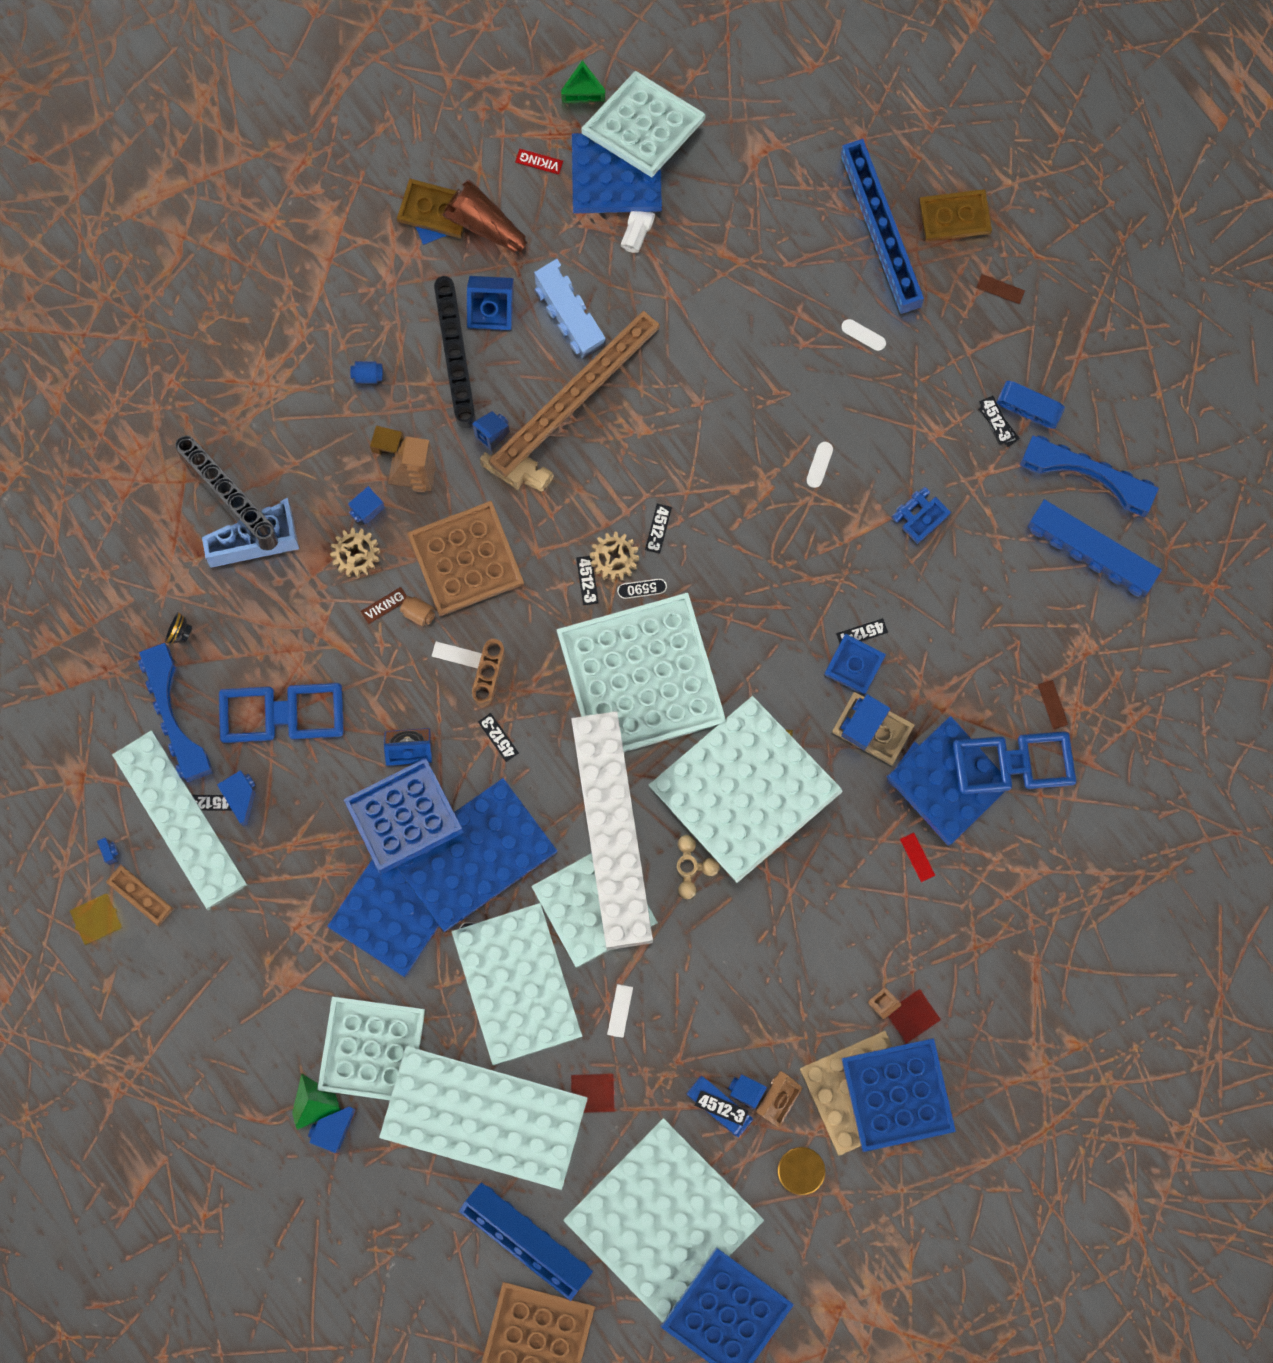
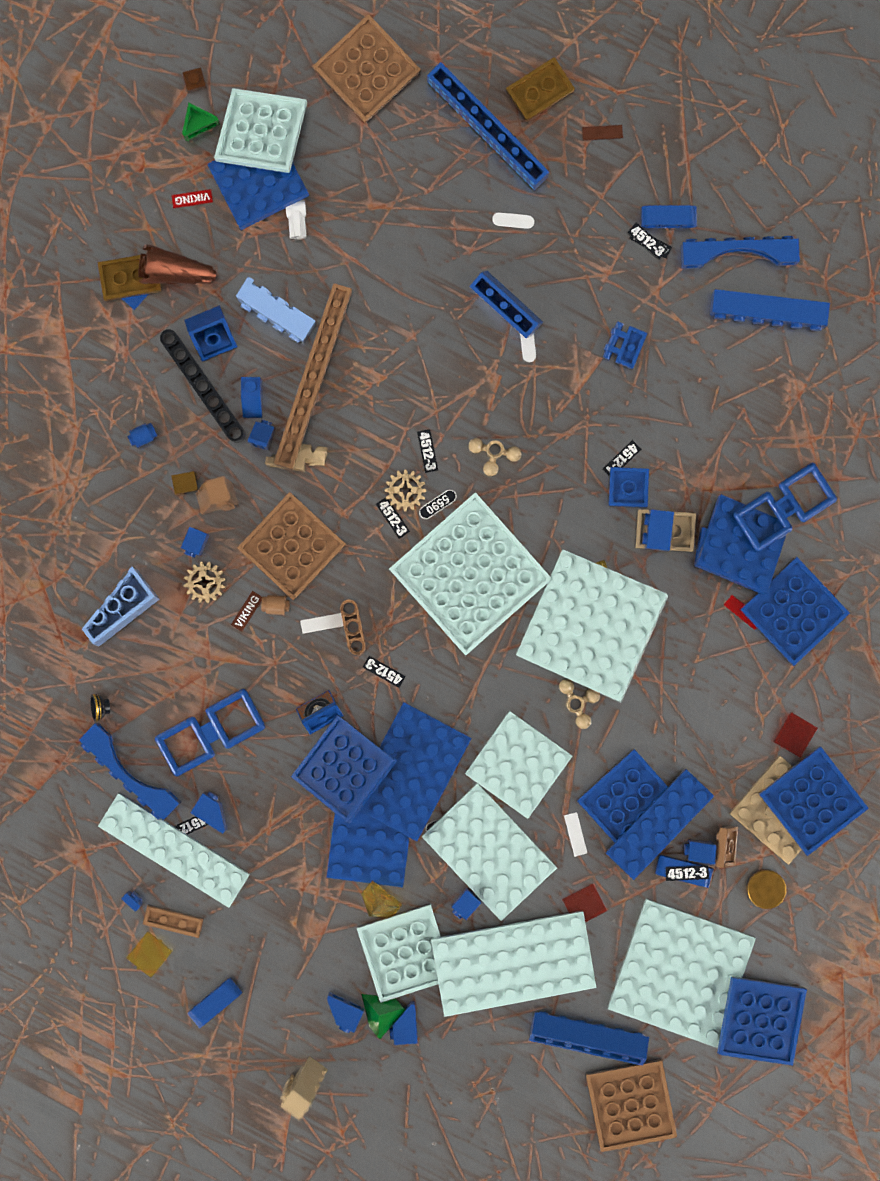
camera: 25 degrees left, 10 degrees up
(139, 1004) = (214, 1002): none -> blue beam
(187, 1137) = (302, 1088): none -> tan wedge
(229, 500) = (89, 590): black beam -> none
(273, 1083) = (345, 1012): none -> blue slope
(371, 980) = (379, 902): none -> clear yellow slope
(462, 1027) = (465, 904): none -> blue brick
(500, 386) = (251, 397): none -> blue slope
(600, 46) = (194, 80): none -> reddish brown plate
(612, 830) = (507, 705): white brick -> none
(696, 1004) = (622, 795): none -> blue plate
(716, 1040) = (659, 824): none -> blue plate
(717, 574) = (491, 468): none -> tan piece
(783, 114) = (366, 68): none -> medium nougat plate
(814, 413) = (506, 304): none -> blue brick
(884, 1003) = (770, 735): medium nougat tile -> none
(974, 881) = (795, 611): none -> blue plate
(1053, 704) = (792, 445): copper sticker -> none

